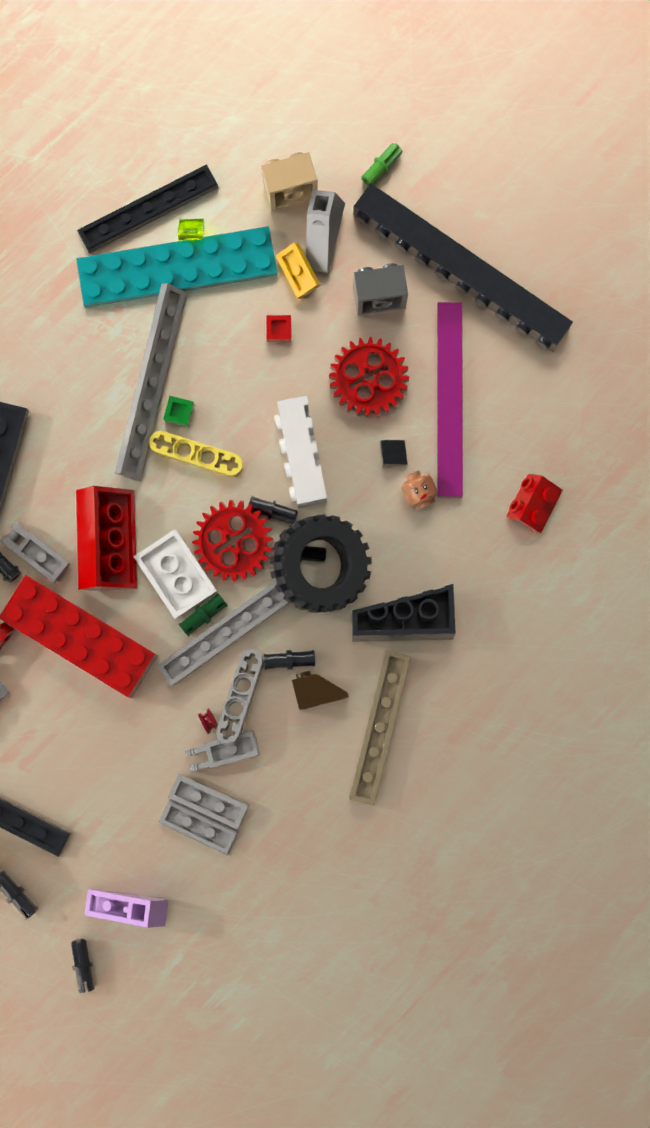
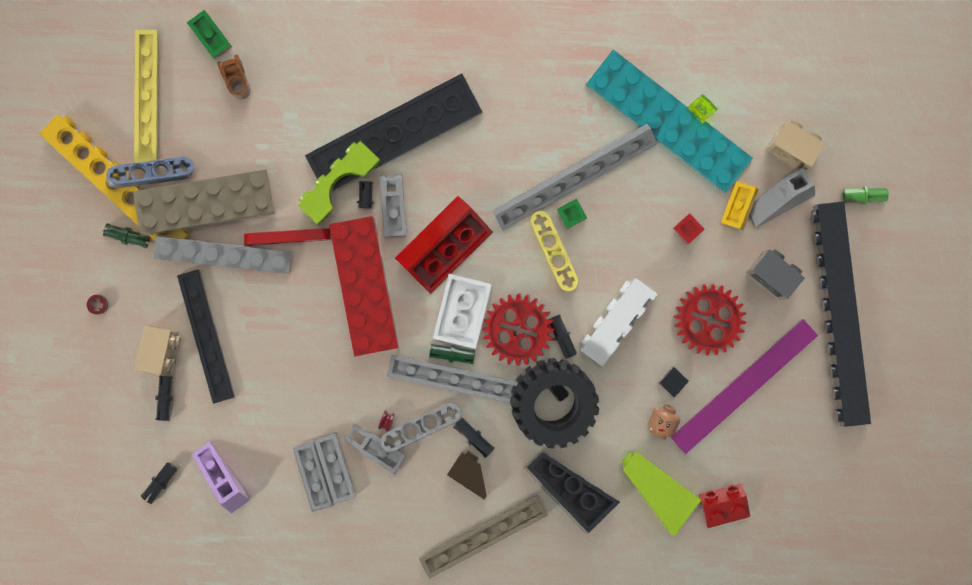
camera: 45 degrees right, 5 degrees up
(148, 208) = (691, 64): black tile -> none
(477, 544) = (663, 494): none -> lime slope

